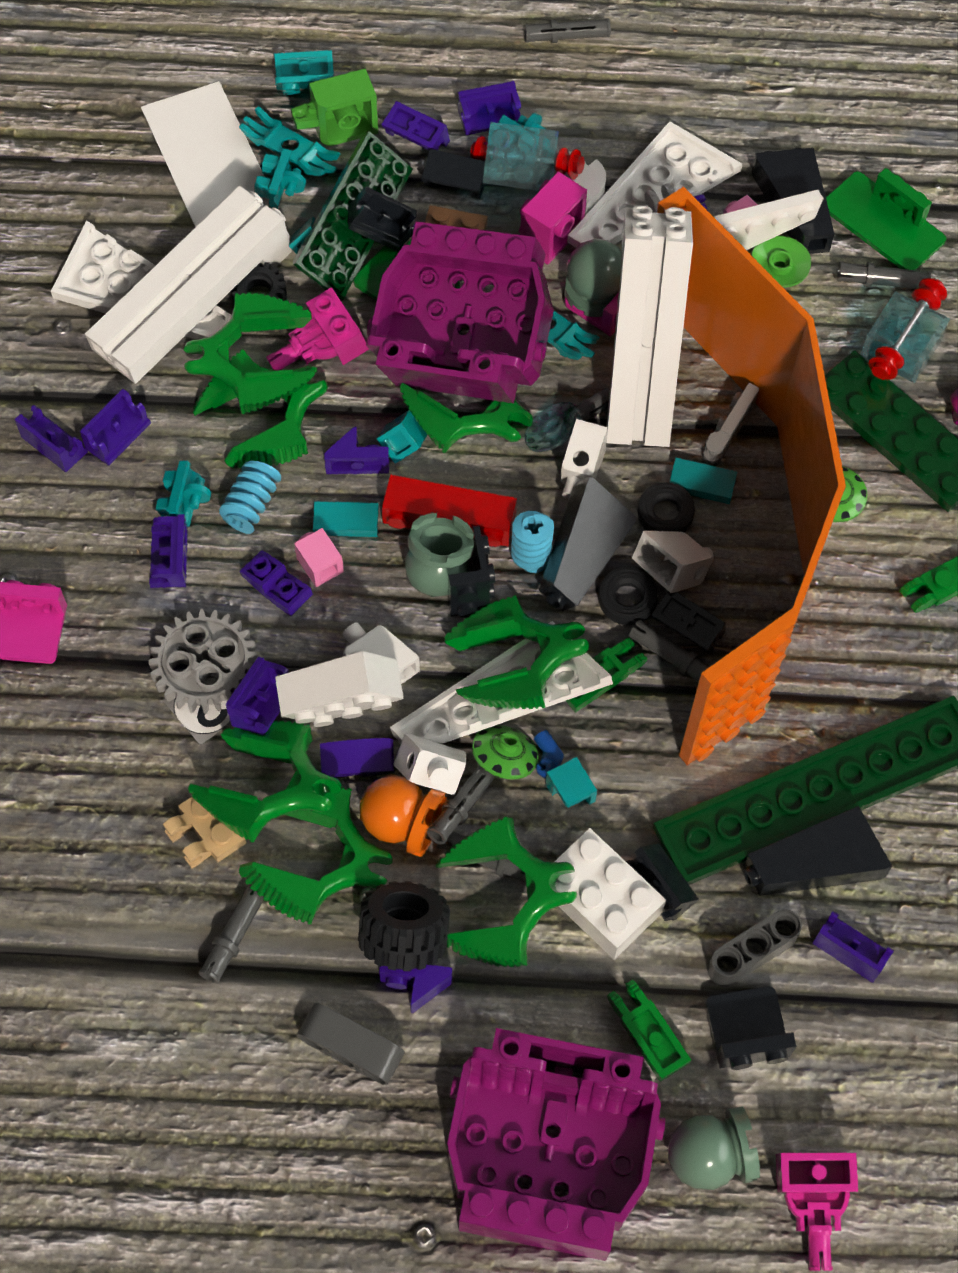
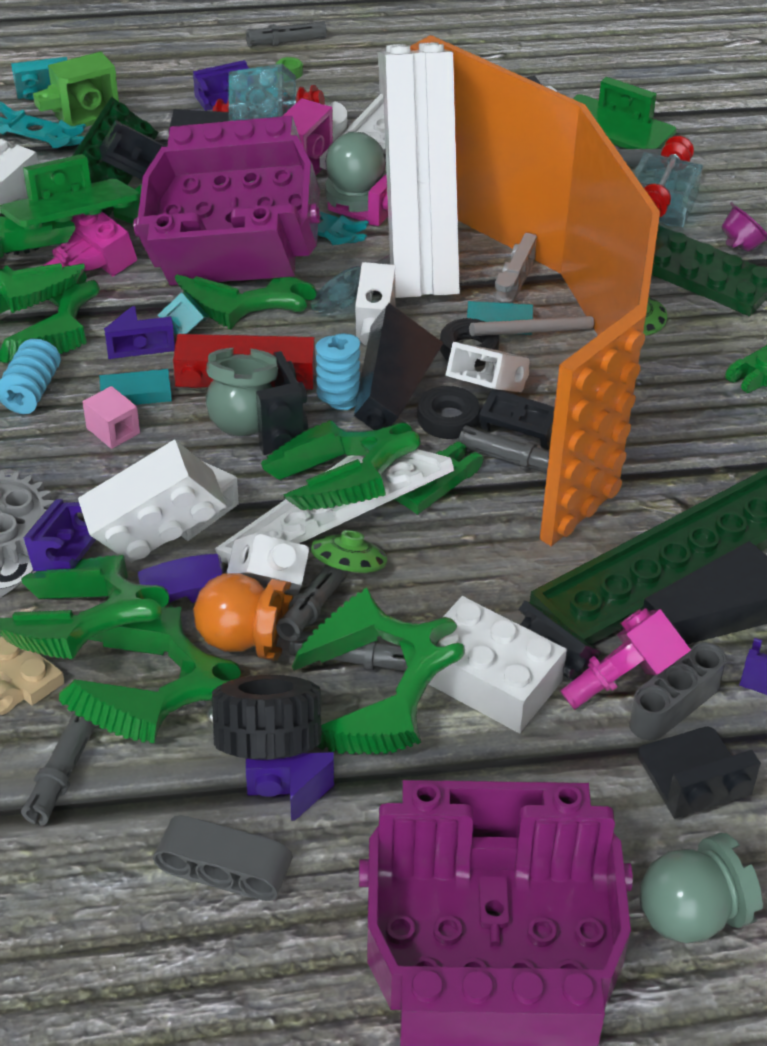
camera: 10 degrees left, 20 degrees down
(275, 583) = (63, 446): dark purple slope -> none
(282, 178) = (41, 145): teal hips -> none
(306, 283) = (63, 190): none -> green bracket
(416, 127) = (155, 98): dark purple hinge -> none
(552, 754) = (400, 552): blue arm -> none
(562, 84) = (293, 65): none -> bright green tile
(571, 783) = (430, 566): teal panel -> none
(650, 1032) = (573, 770): green hinge -> none
(729, 502) = (531, 326): none -> light grey bar
(734, 908) = (646, 640): none -> dark pink brick

